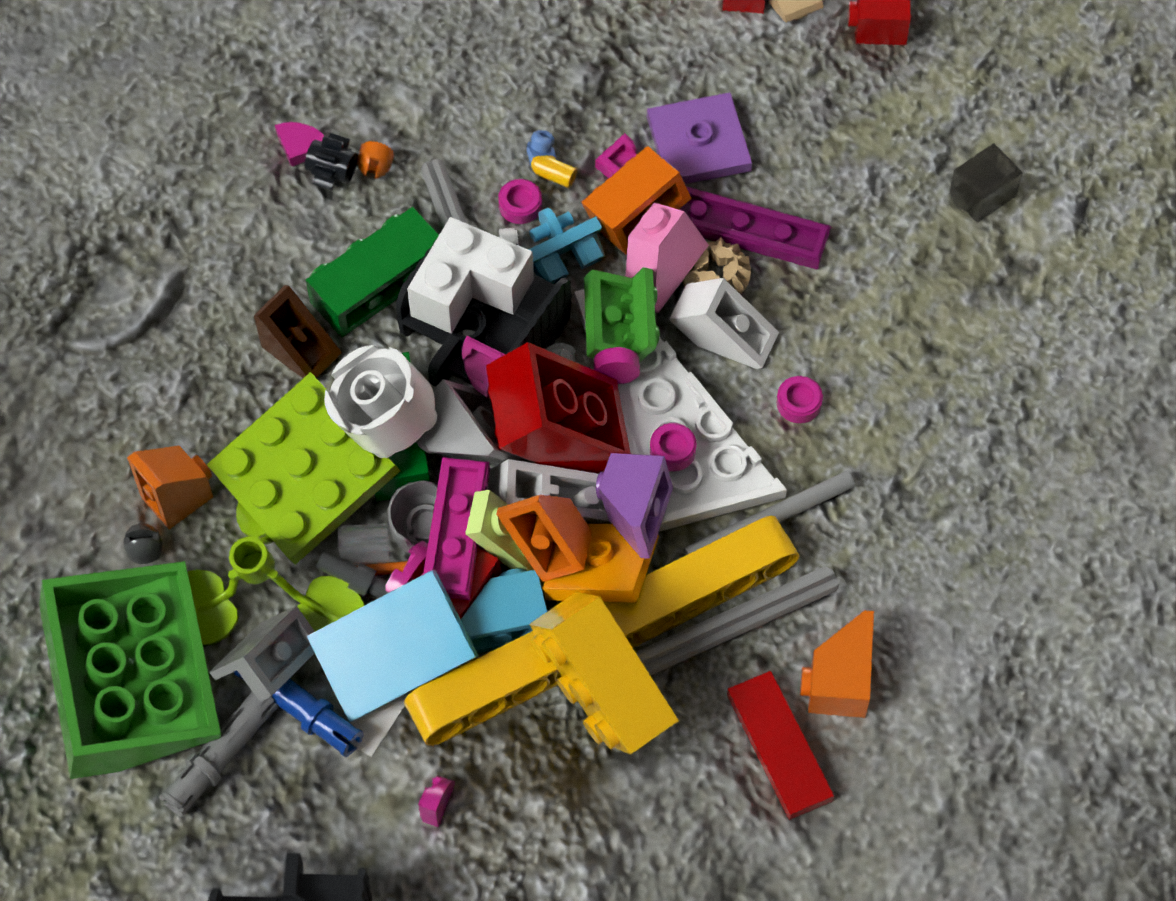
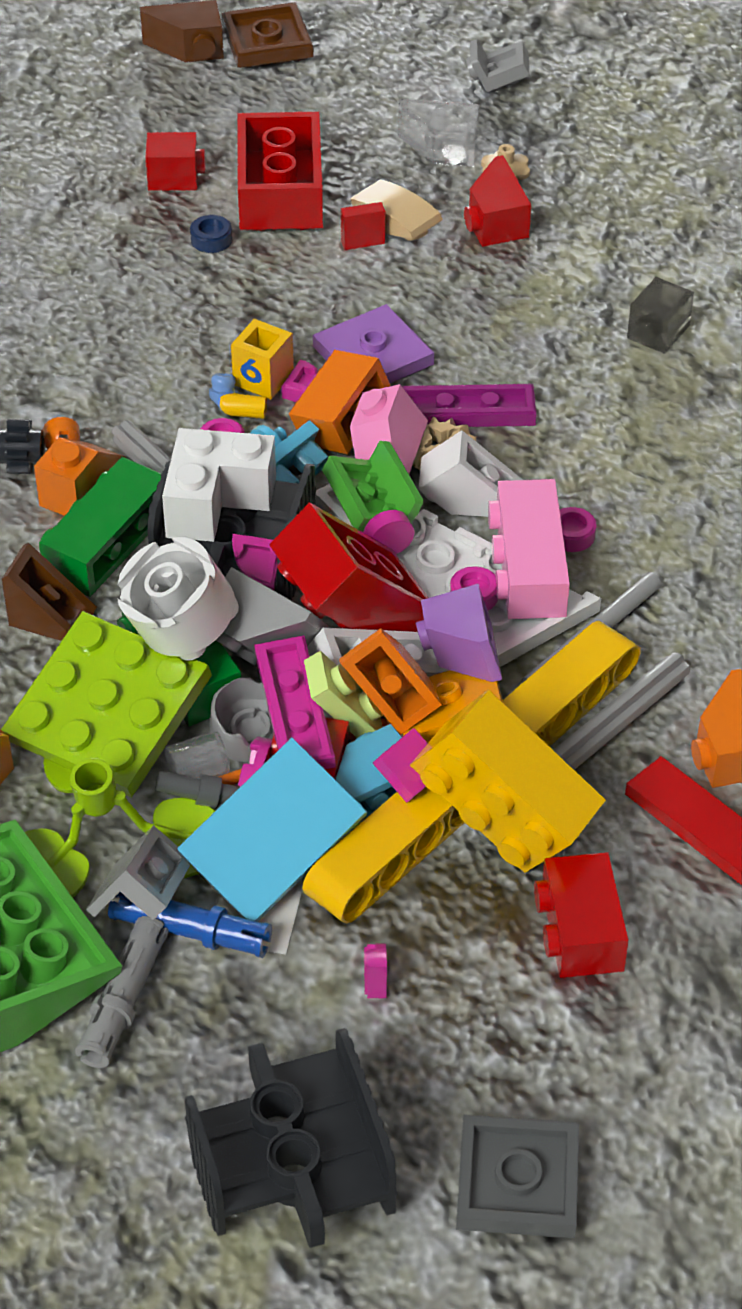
camera: 20 degrees left, 15 degrees down
(371, 199) = (70, 472): none -> orange slope
(521, 614) = (396, 768): none -> dark pink tile
(583, 129) = (262, 358): none -> yellow brick
(629, 810) = (582, 914): none -> red brick
(736, 422) = (530, 549): none -> bright pink brick

